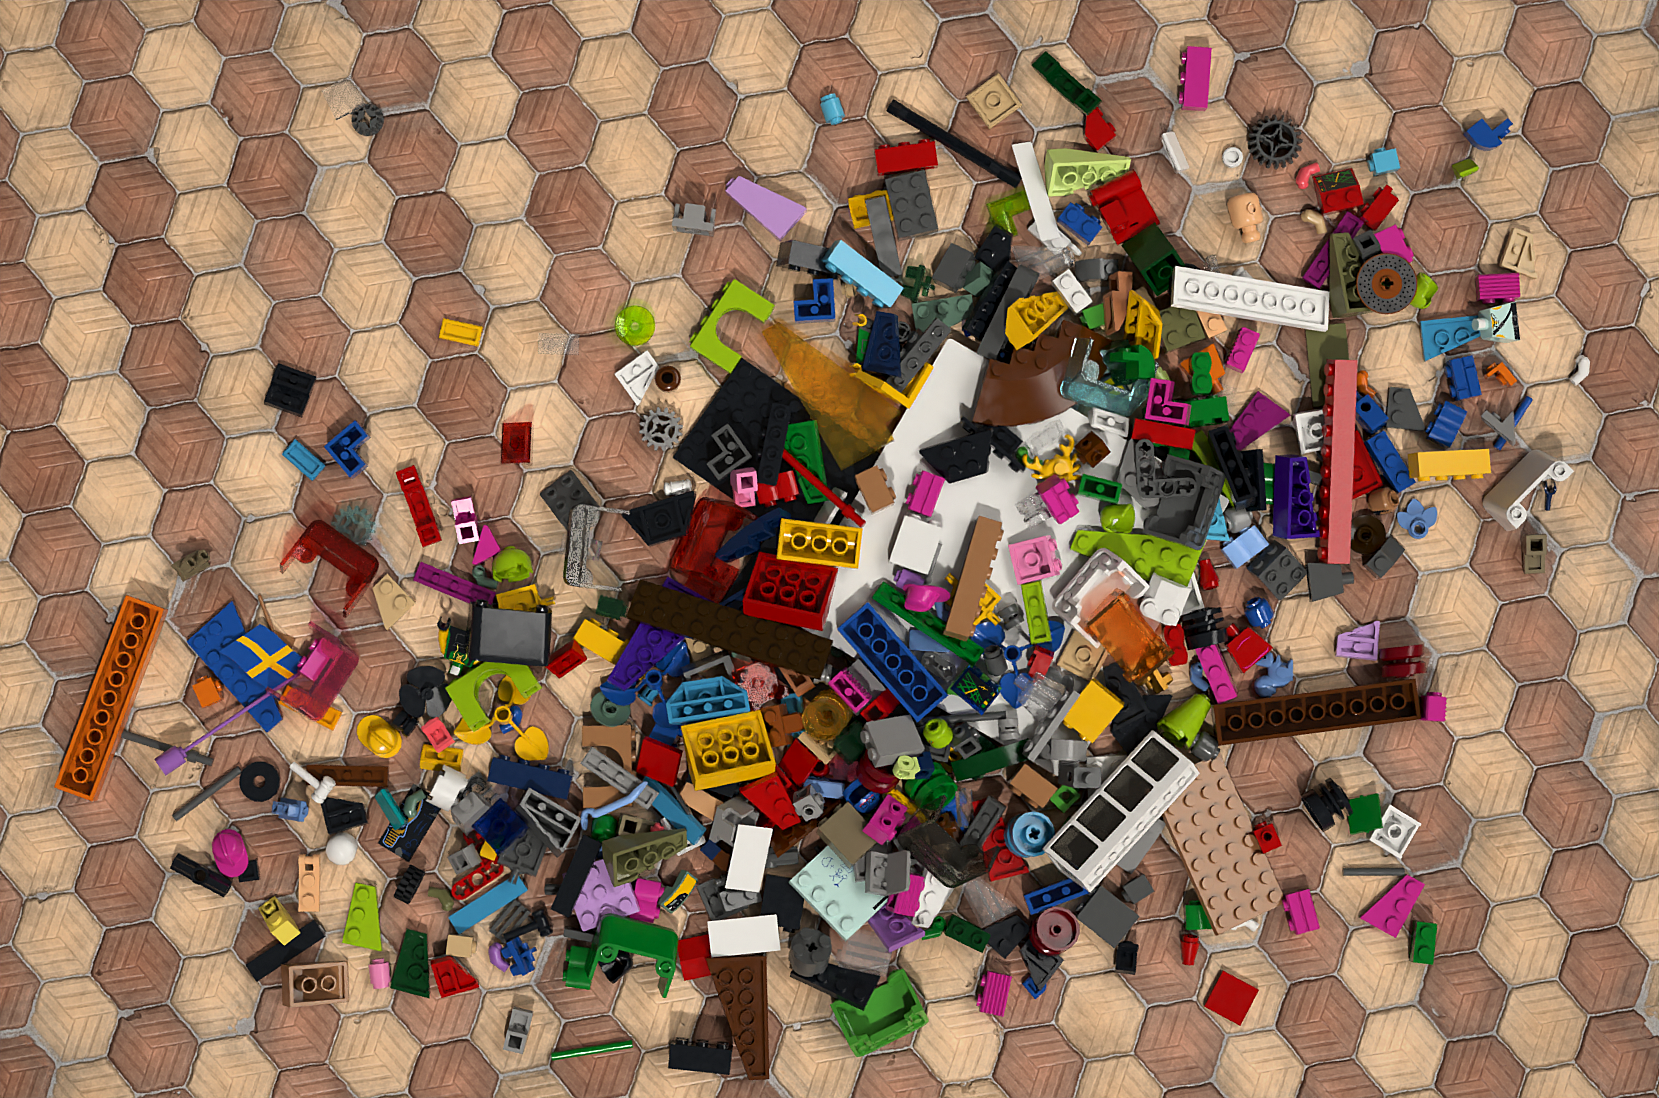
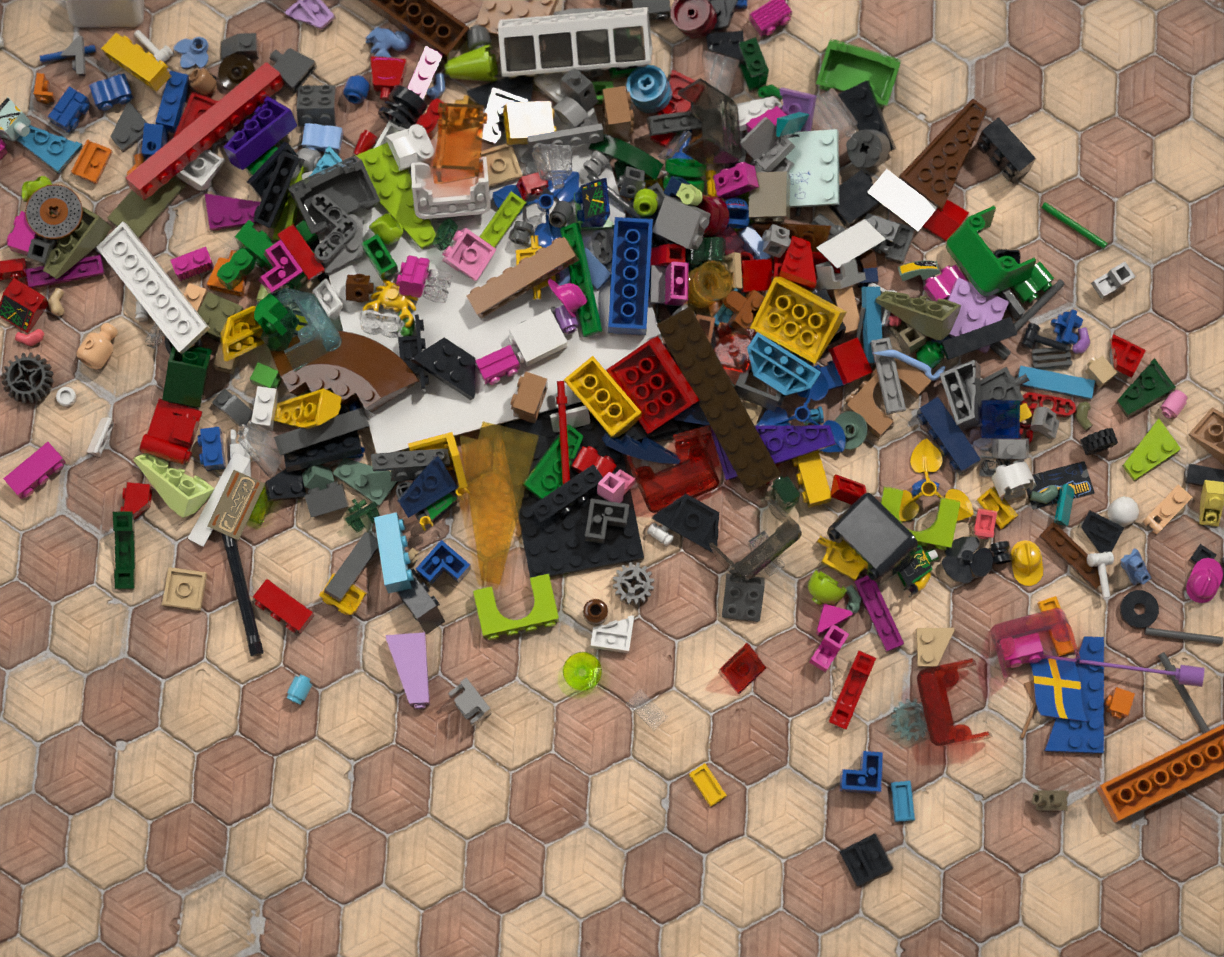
camera: 135 degrees left, 10 degrees down
(559, 964) = (1041, 302): none -> dark grey bar
(887, 909) = (790, 123): none -> teal slope
(911, 205) = (312, 570): dark grey brick -> none
(1017, 197) = (236, 504): none -> dark tan sticker
(1053, 895) = (673, 39): blue brick -> none
(1067, 556) = (445, 234): none -> clear green beam
(1116, 301) = (241, 369): nougat slope -> none
(1403, 355) = (91, 161): none -> orange plate
(1438, 491) = (164, 54): none -> white piece

